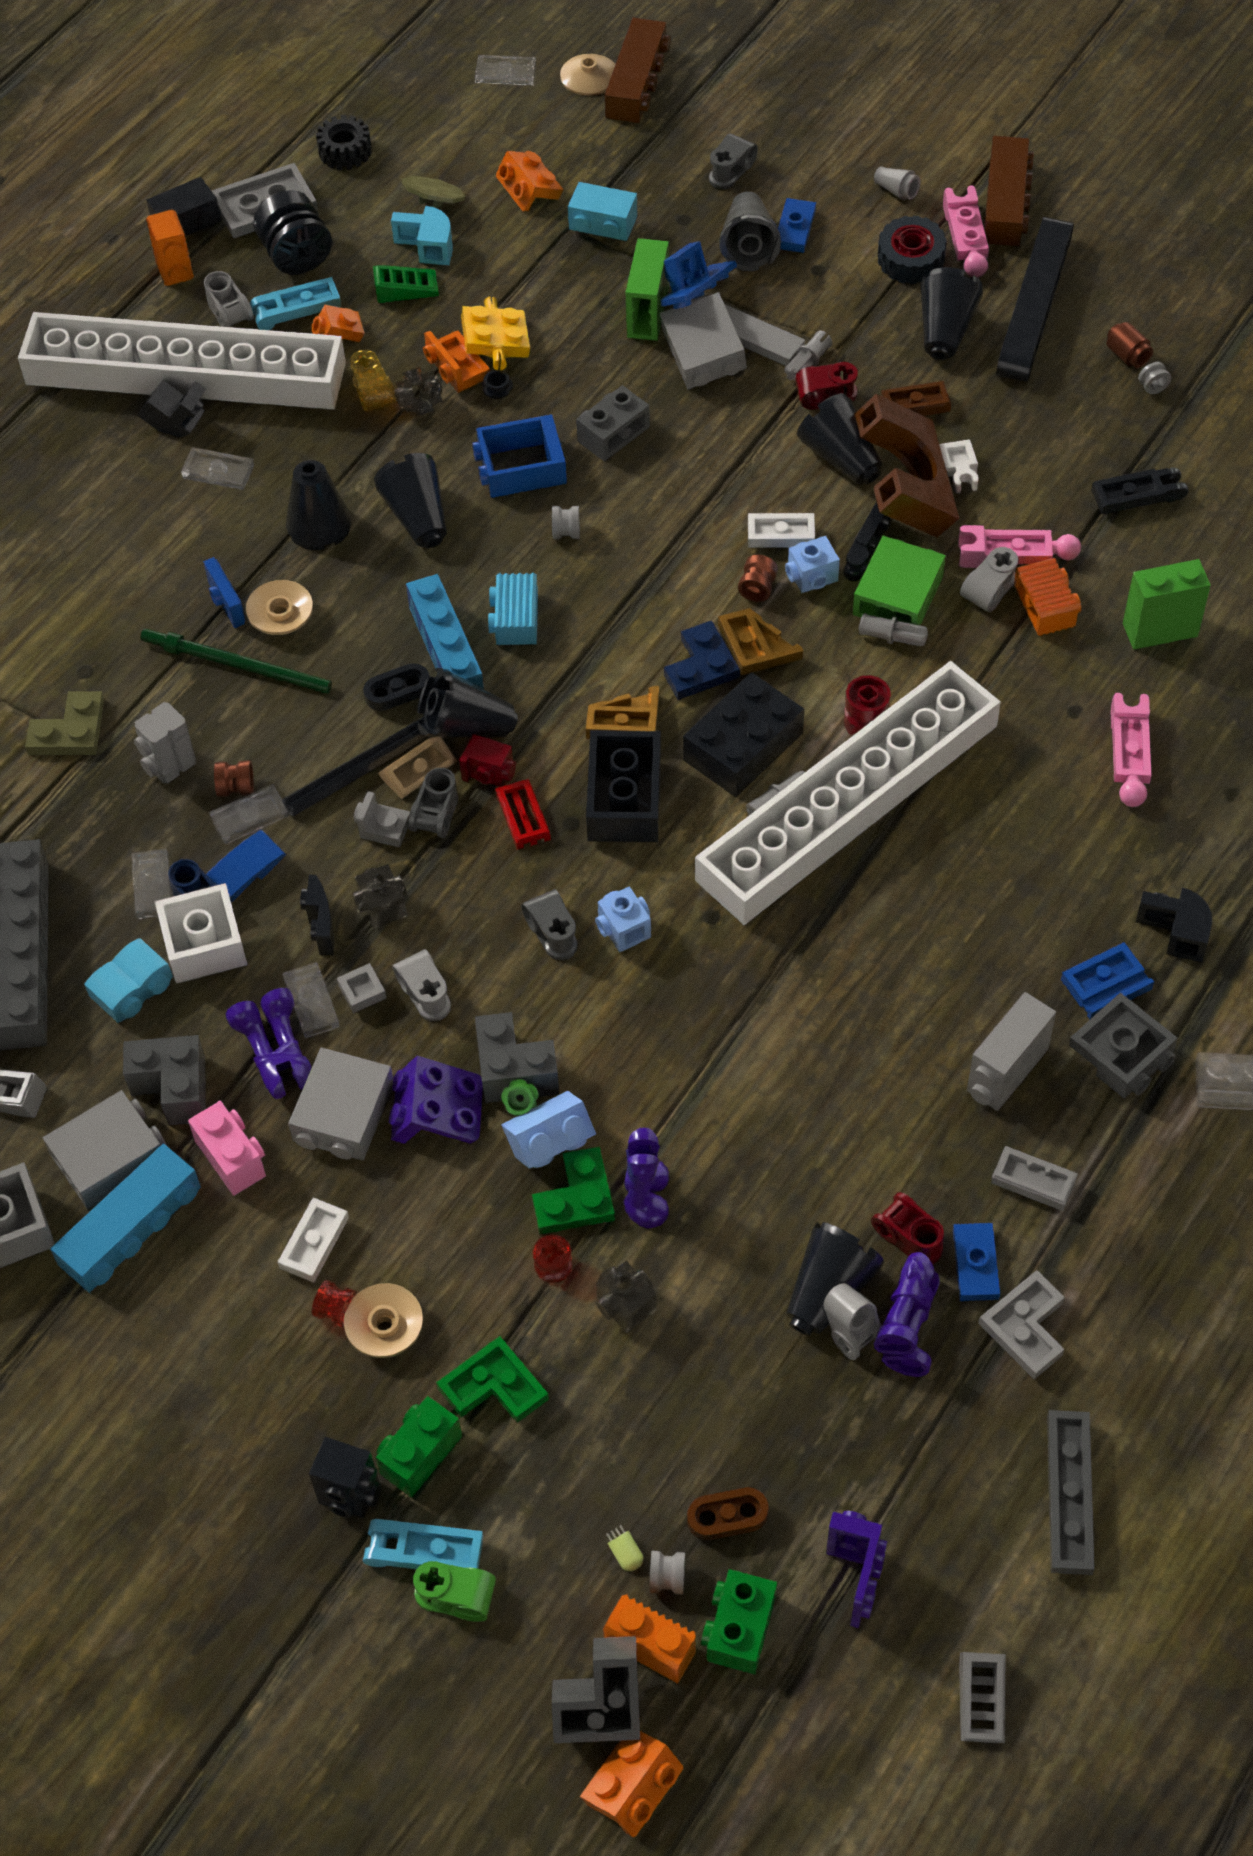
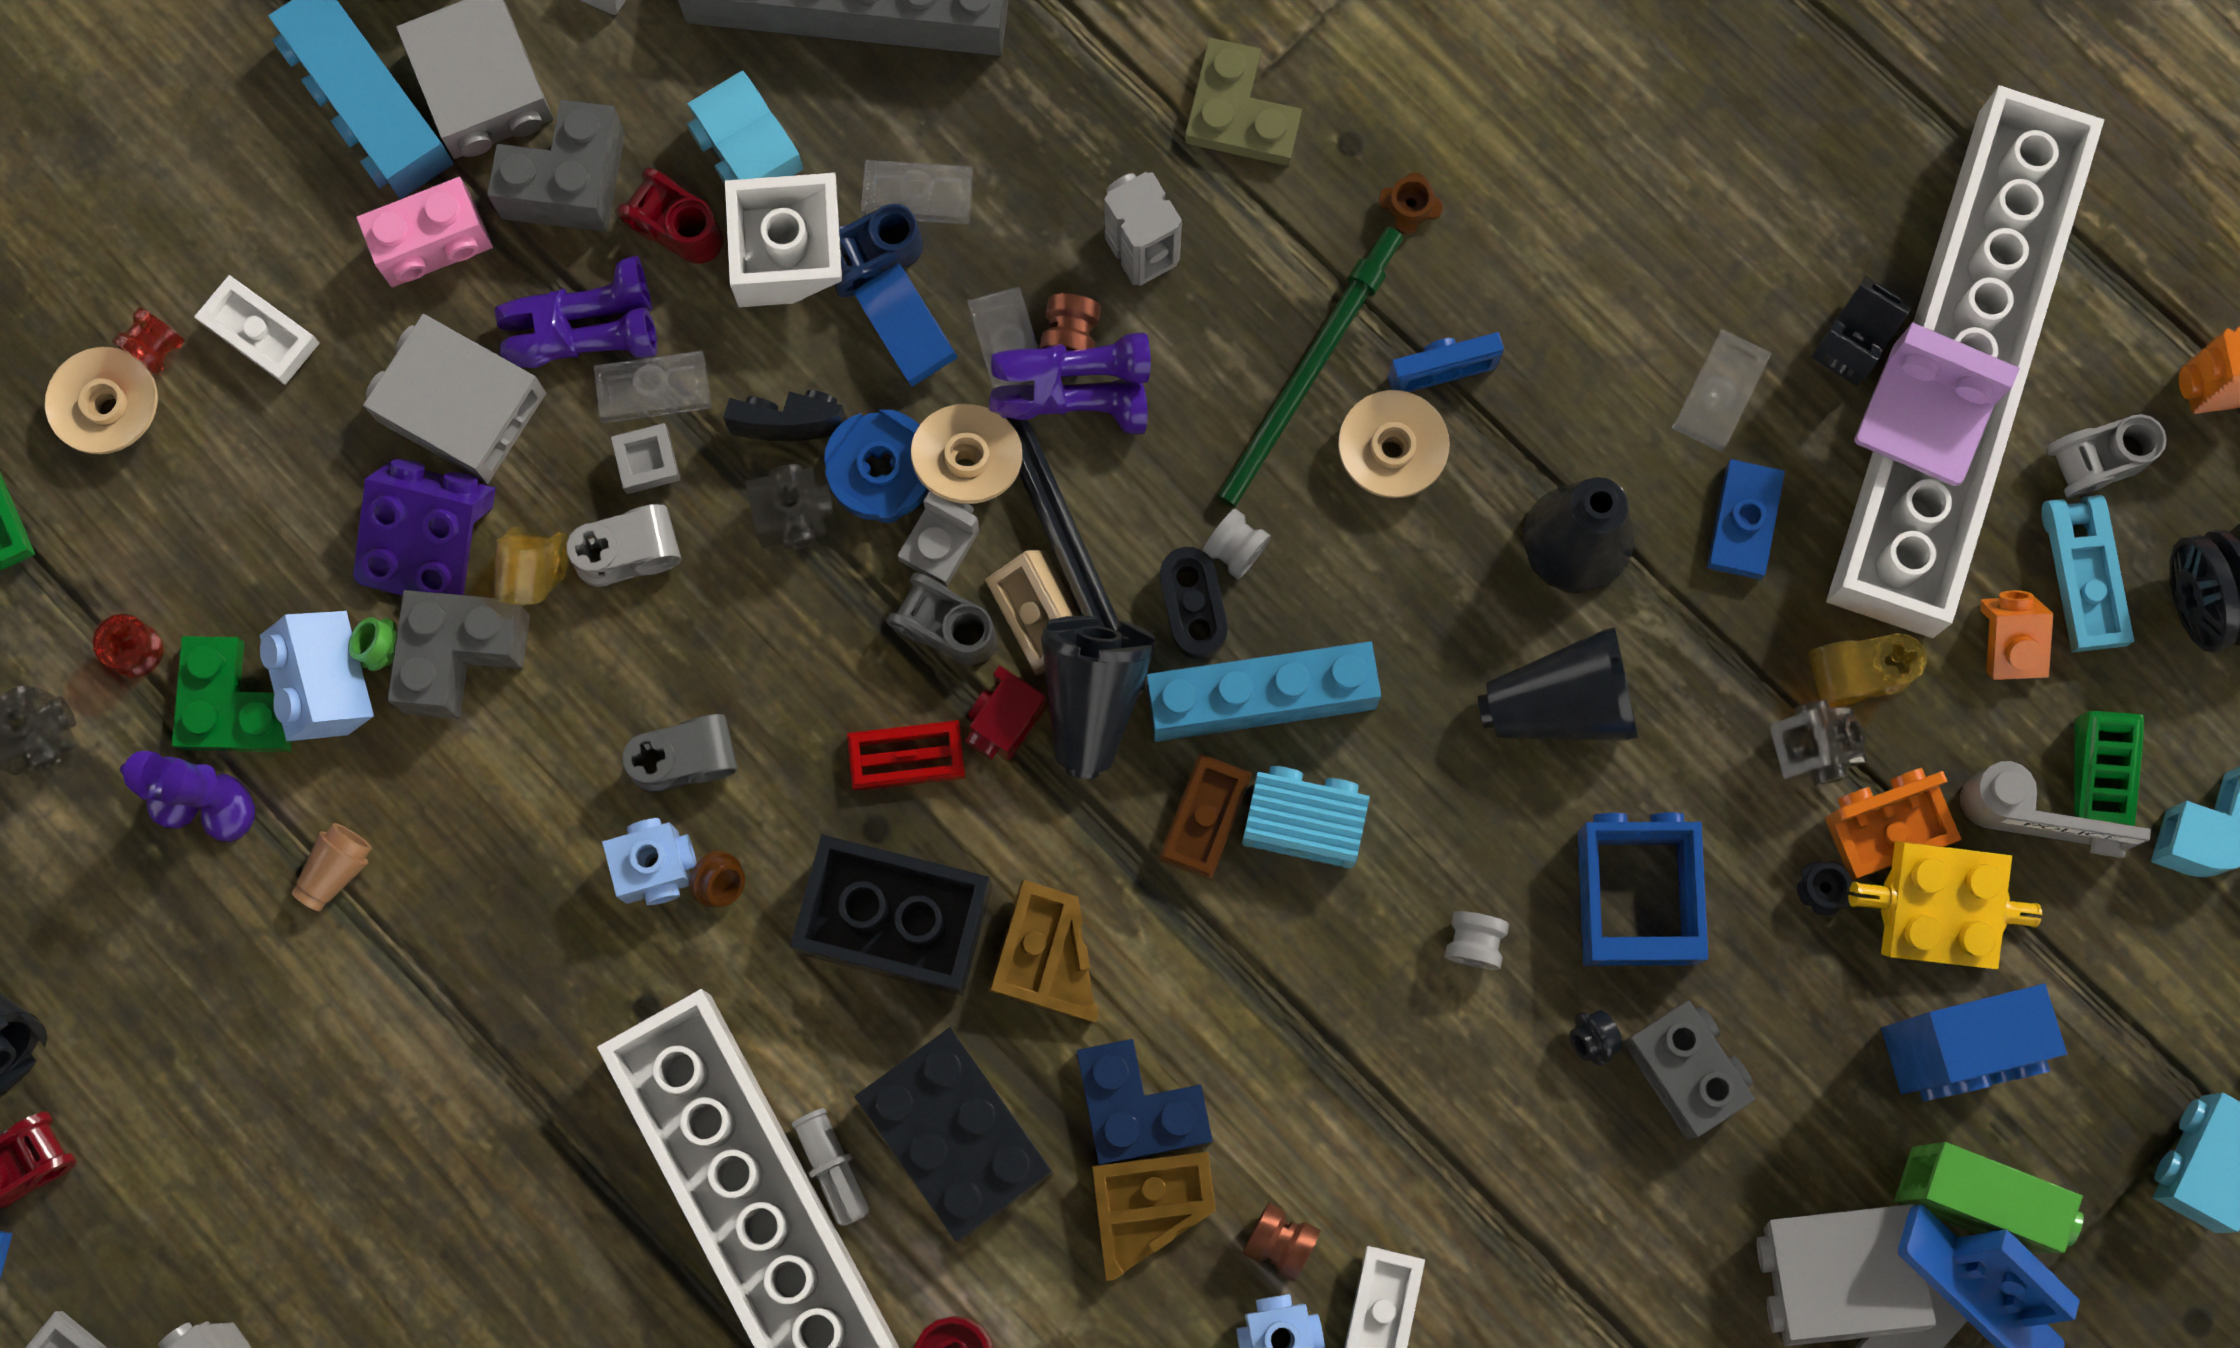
camera: 100 degrees right, 20 degrees up
(121, 629) = (1412, 187): none -> reddish brown plate
(191, 1014) = (664, 213): none -> dark red piece
(217, 353) = (1933, 403): none -> lavender bracket
(267, 752) = (1122, 398): none -> dark purple piece
(291, 449) = (1745, 519): none -> blue plate
(327, 808) = (970, 434): none -> tan dish
(346, 843) = (848, 472): none -> blue plate
(356, 670) = (1236, 543): none -> light grey wheel
(430, 309) = (2006, 799): none -> light grey door
(448, 1025) = (529, 566): none -> clear yellow piece
(525, 658) = (1205, 817): none -> reddish brown plate
(569, 296) = (1975, 1044): none -> blue brick
(605, 464) = (1595, 1037): none -> black plate
(622, 881) = (717, 879): none -> reddish brown plate
(670, 1099) = (331, 866): none -> medium nougat cone

